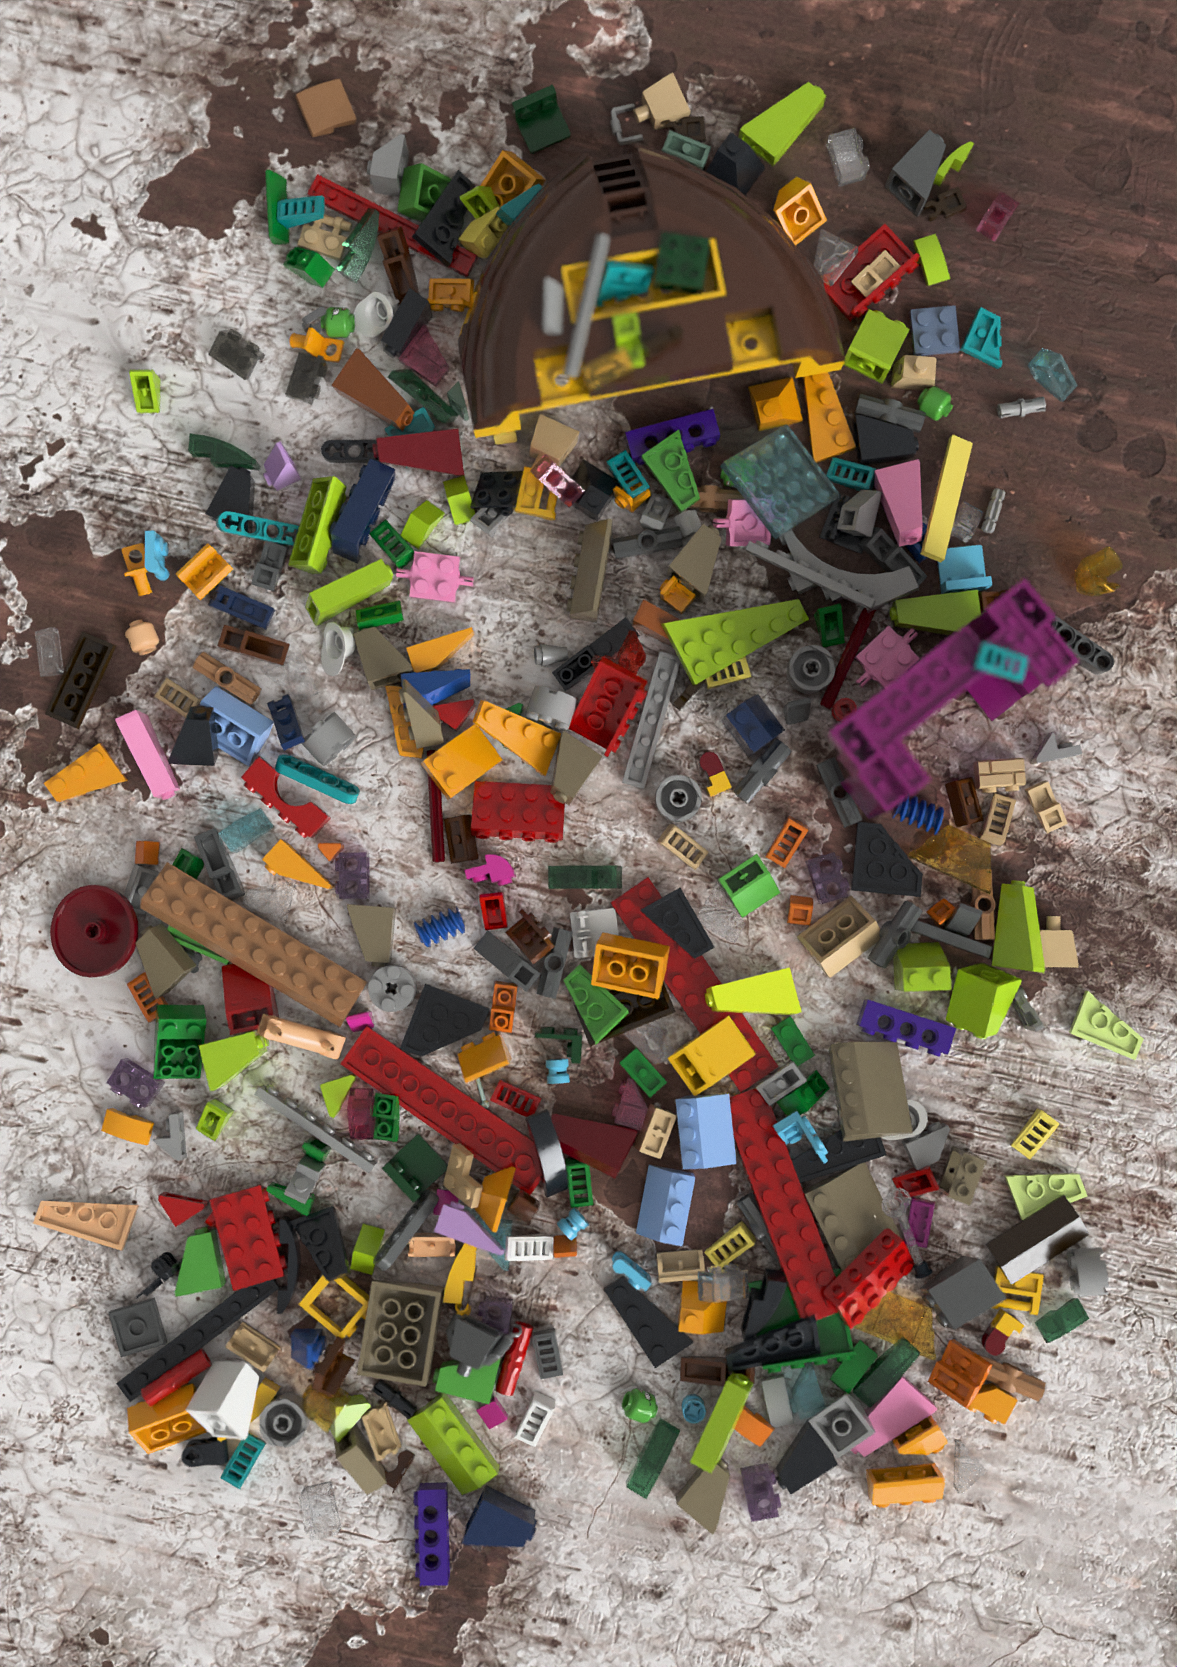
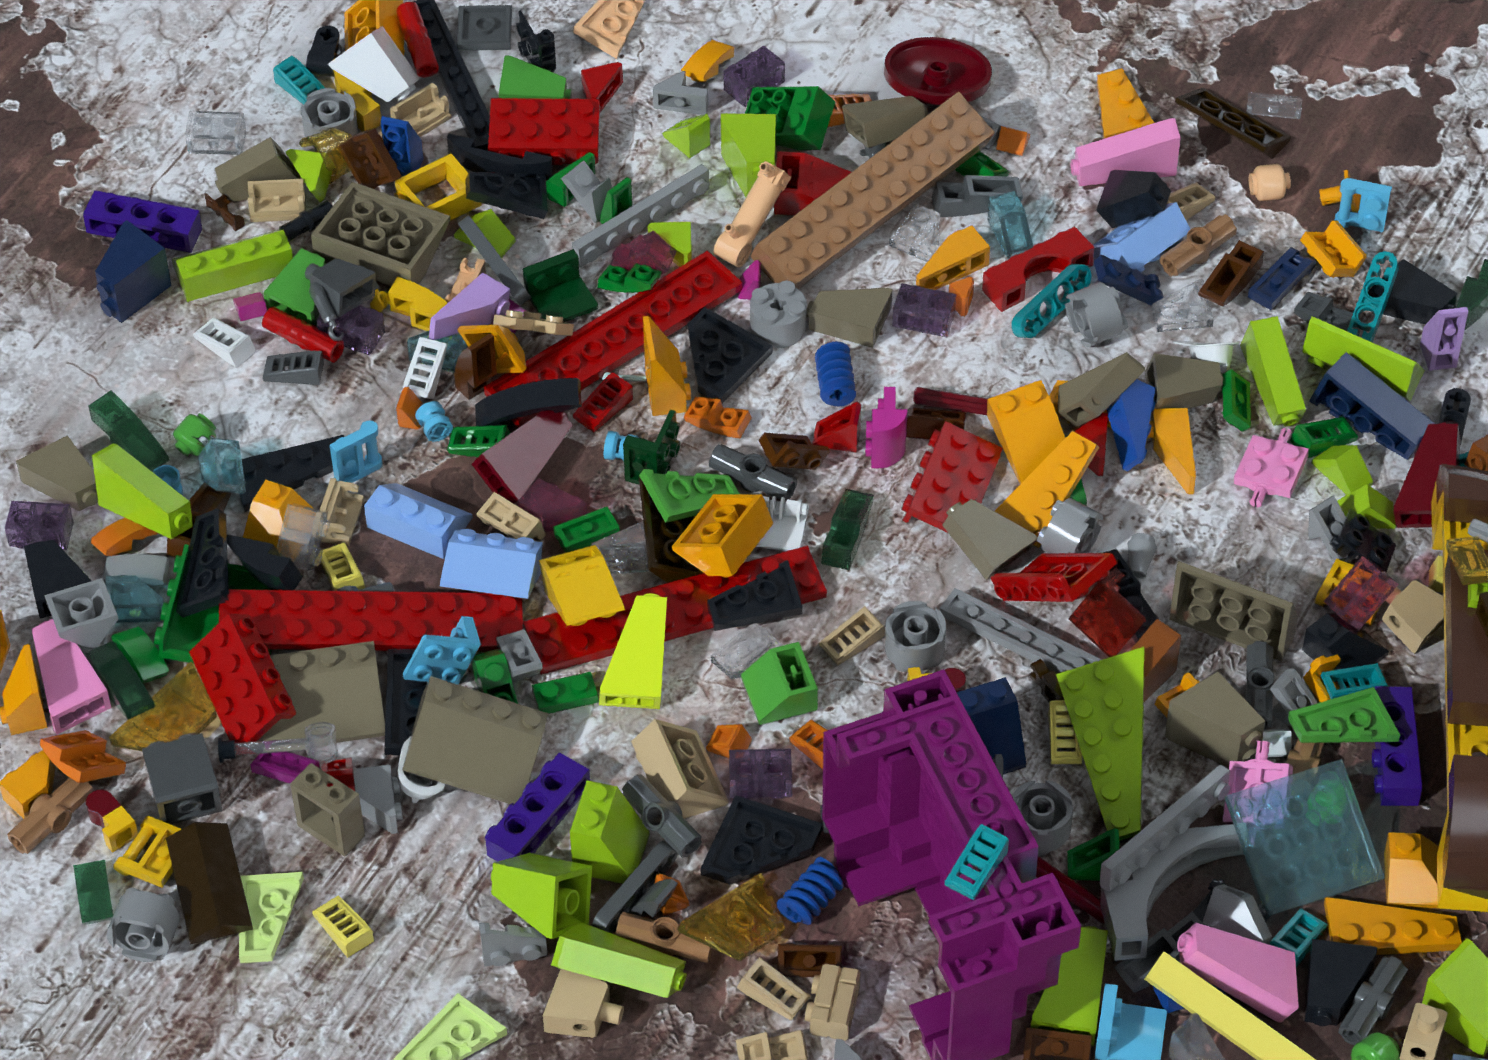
camera: 105 degrees right, 35 degrees down
(507, 961) = (749, 427): dark grey slope -> none
(673, 1369) = (222, 466): none -> clear light blue slope

